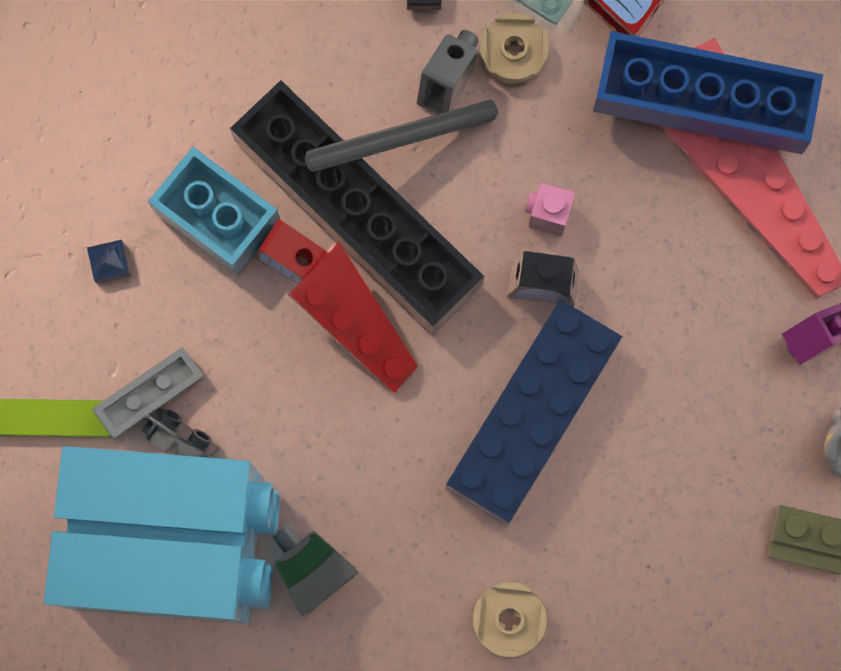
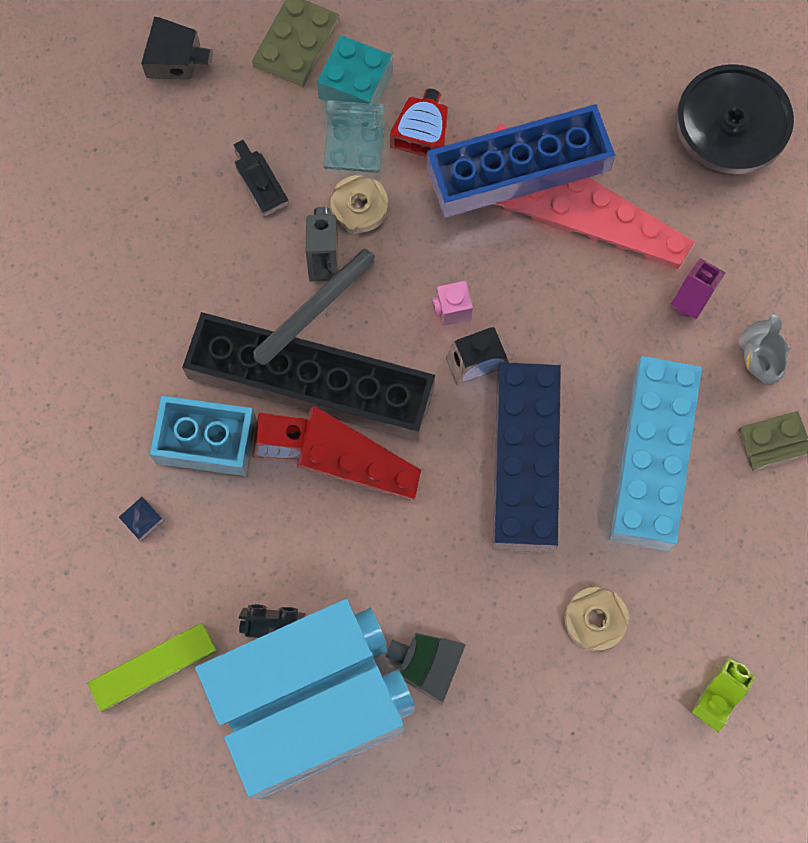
camera: 30 degrees left, 5 degrees down
(147, 393) = (228, 600): light grey plate -> none
(672, 483) = (656, 454): none -> medium azure brick

